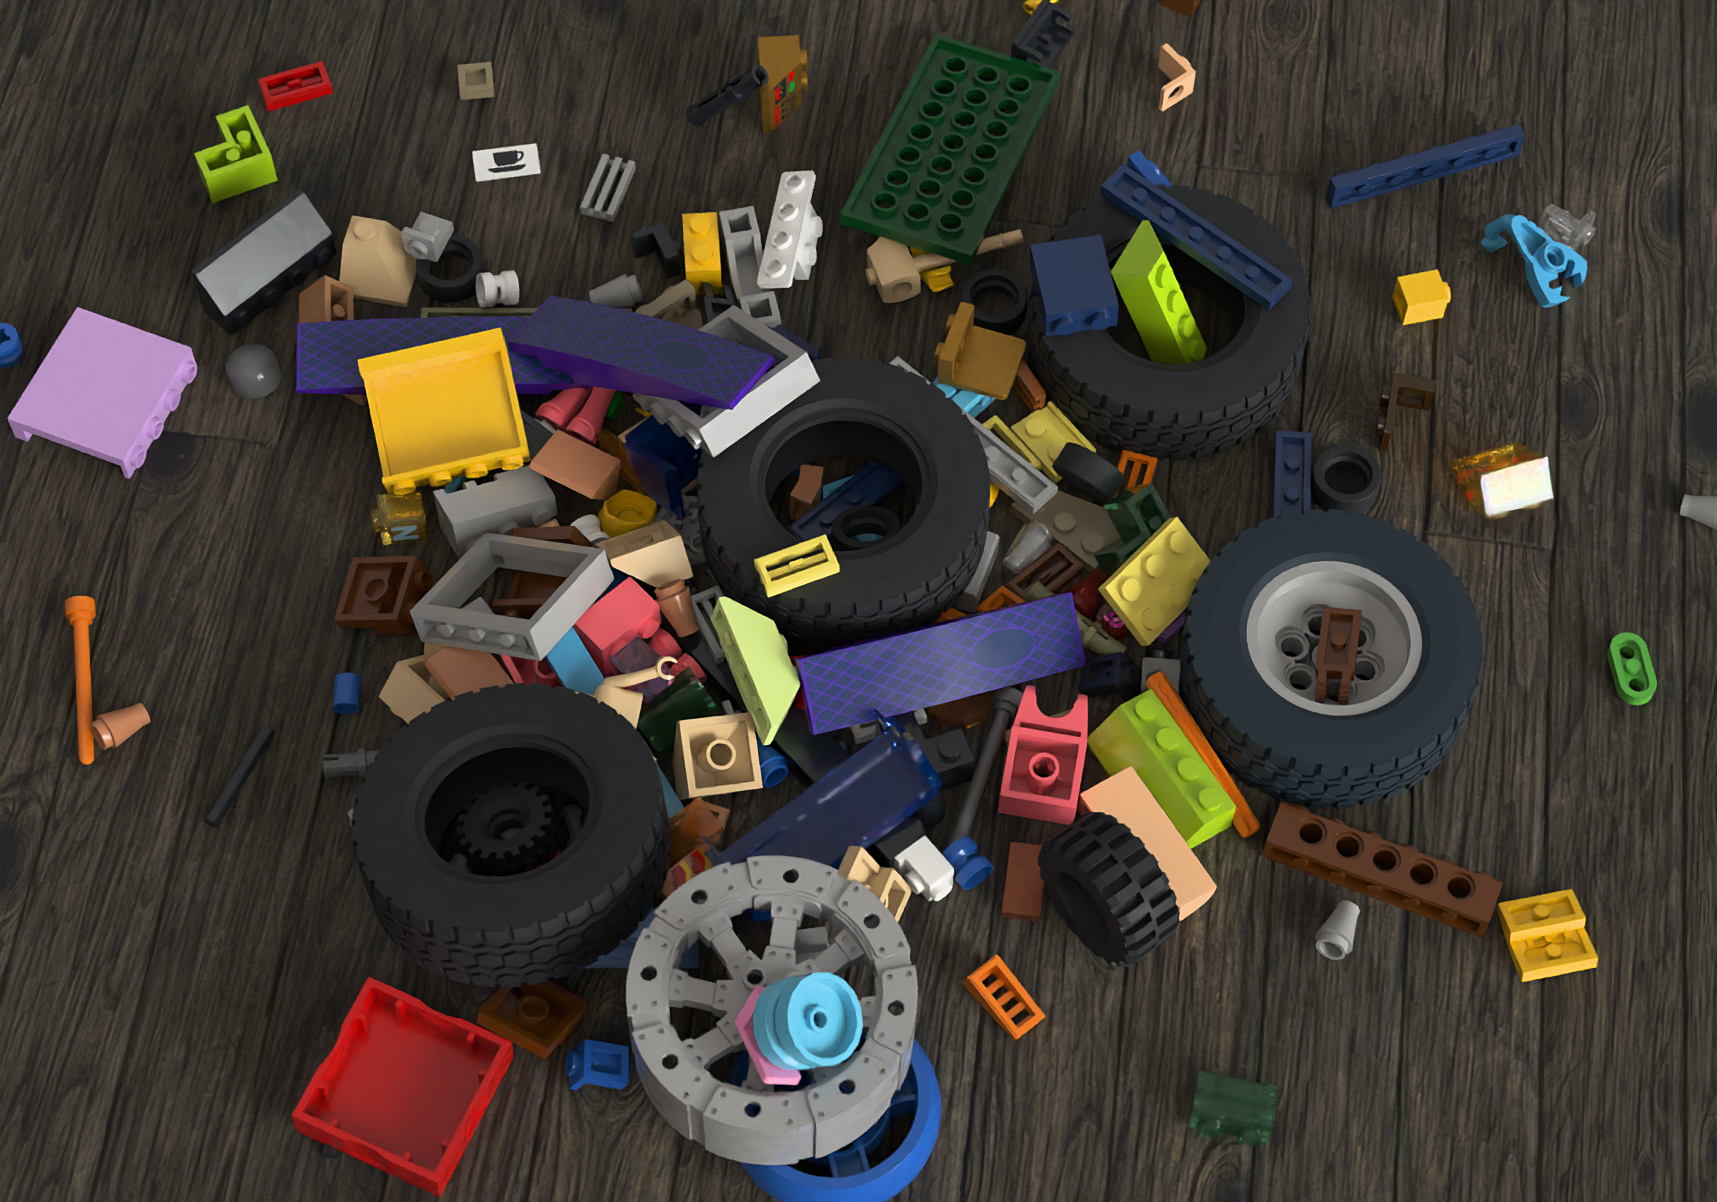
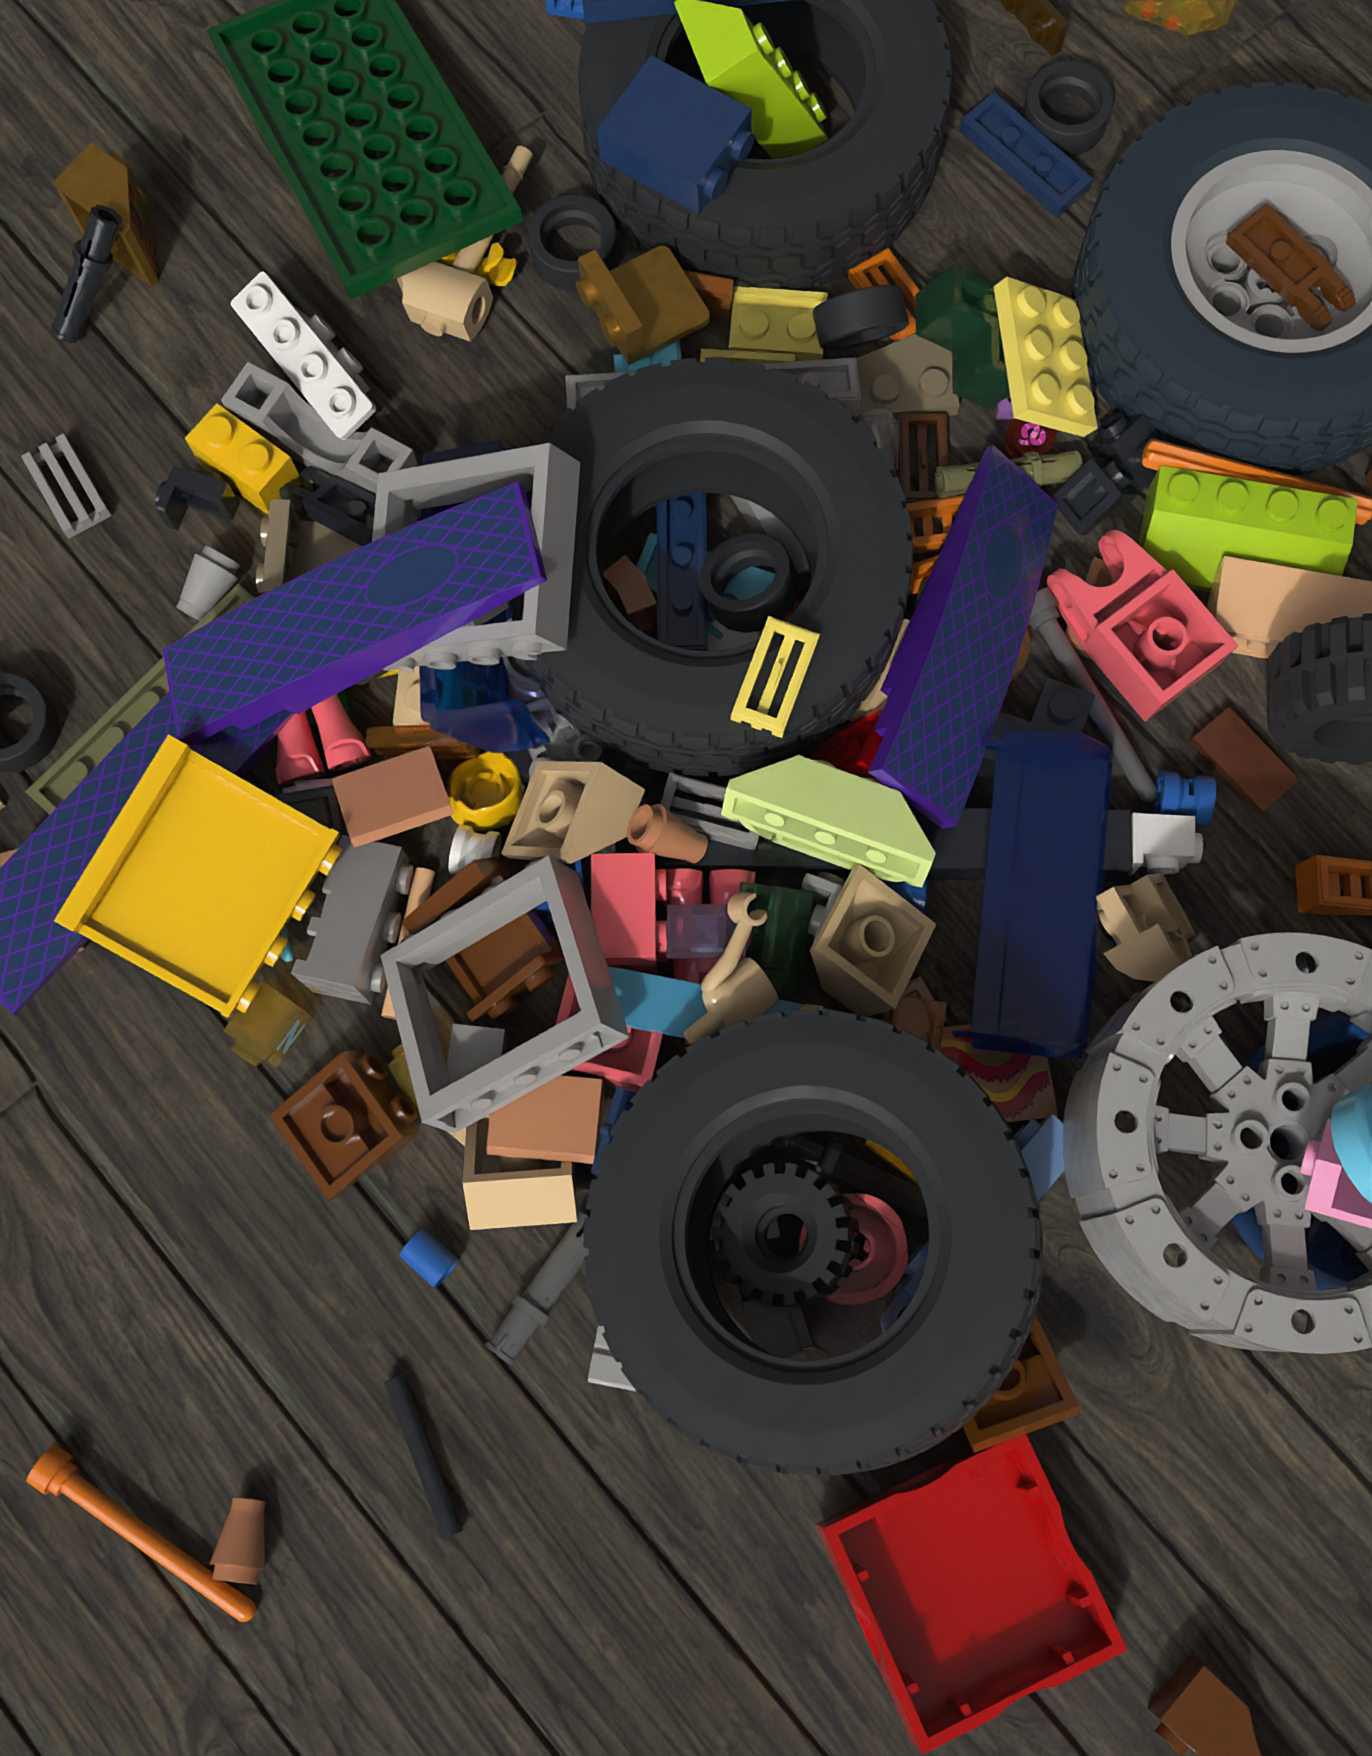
camera: 45 degrees left, 15 degrees up
(497, 289) = (83, 696): white wheel -> none
(597, 1065) = (1105, 1355): blue bracket -> none
(1086, 593) = (979, 432): clear red cone -> none

